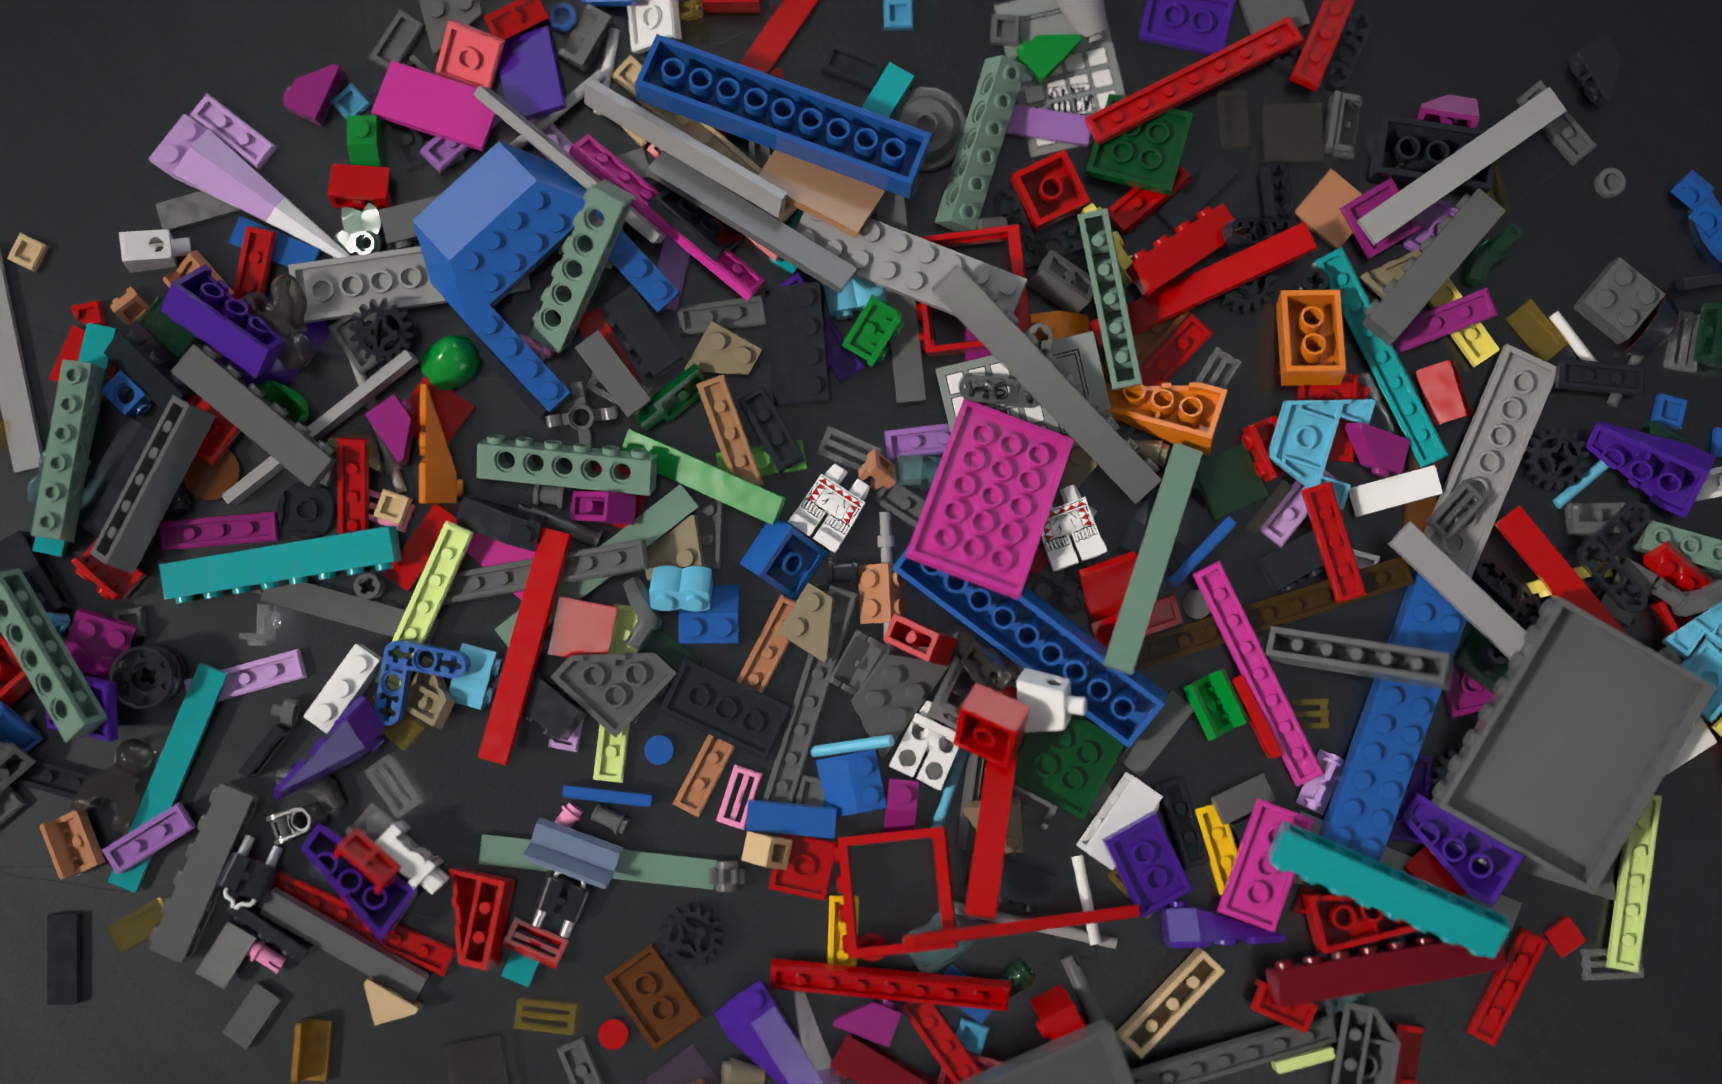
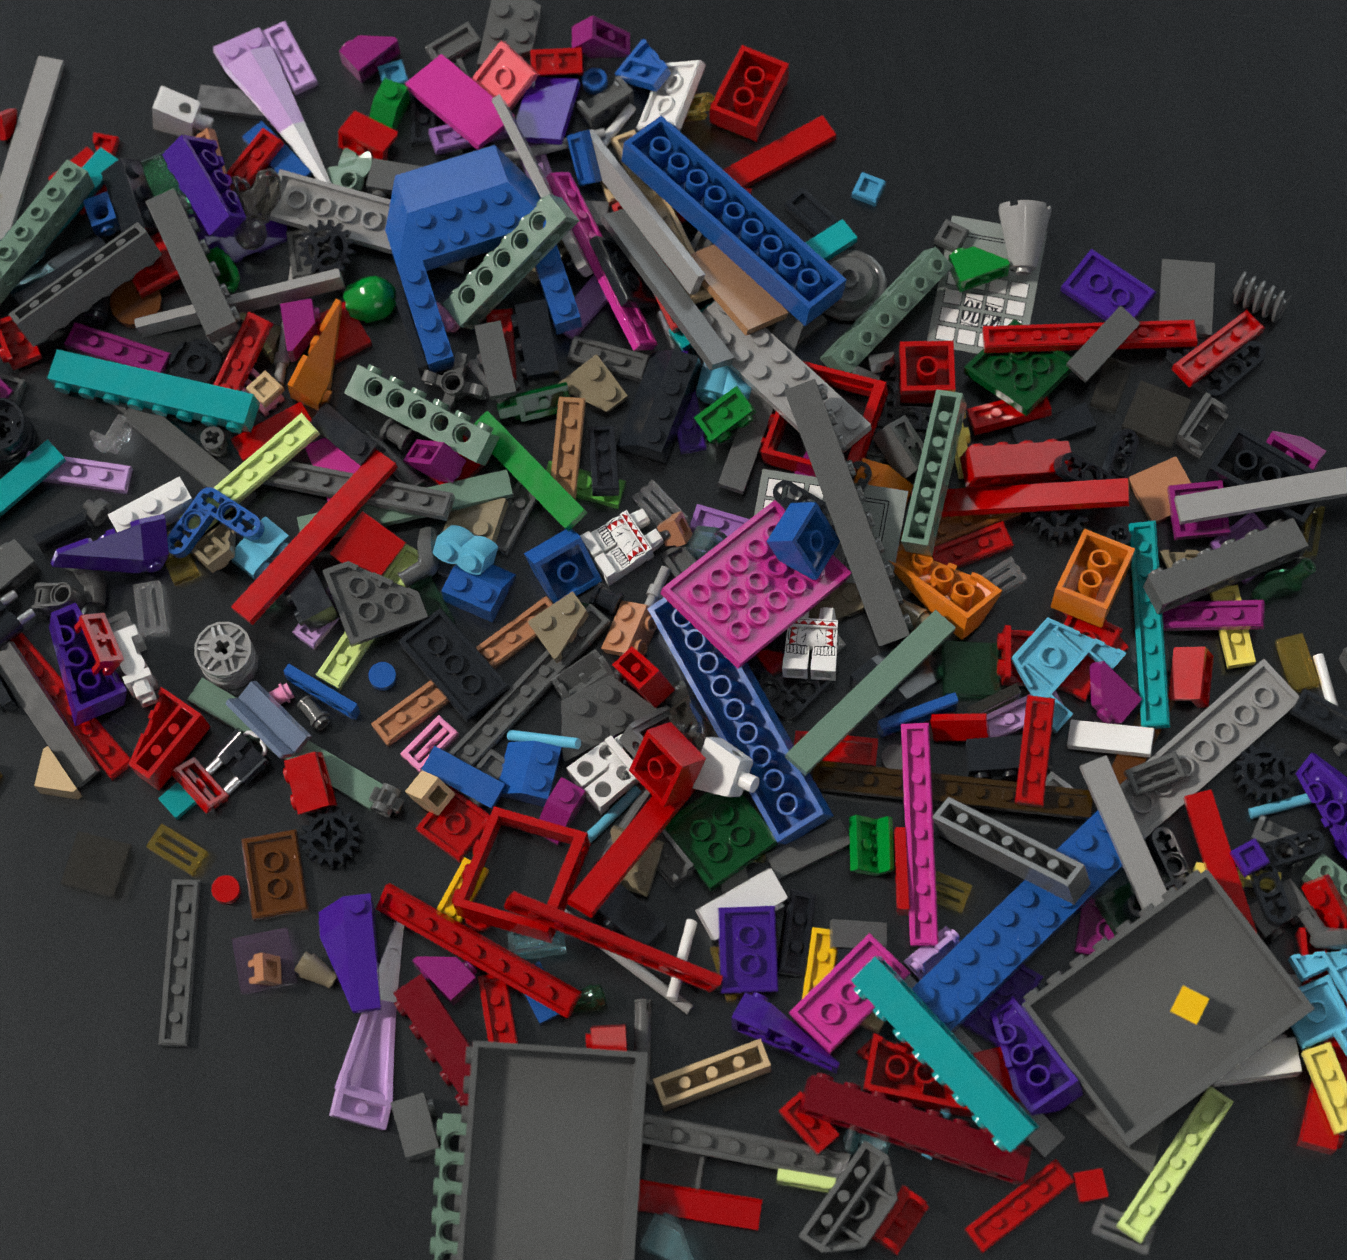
camera: 30 degrees right, 15 degrees down
(28, 252) = (82, 80): tan tile -> none
(130, 306) = (139, 149): nougat tile -> none
(513, 801) = (230, 669): none -> light grey wheel
(596, 112) = (584, 158): none -> blue tile
(644, 895) = (309, 783): none -> red brick
(972, 1035) = (528, 1030): dark azure tile -> none
(999, 201) = (878, 361): none -> dark grey tile
(1015, 430) = (804, 539): none -> blue slope
(1048, 125) = (949, 323): medium lavender tile -> none
(1106, 585) = (819, 698): red tile -> none
(1214, 85) = (1102, 344): none -> dark grey tile
(1247, 547) = (959, 726): none -> red tile
(1587, 559) = (1249, 857): none -> dark purple tile
(1598, 737) = (1189, 1005): none -> yellow tile

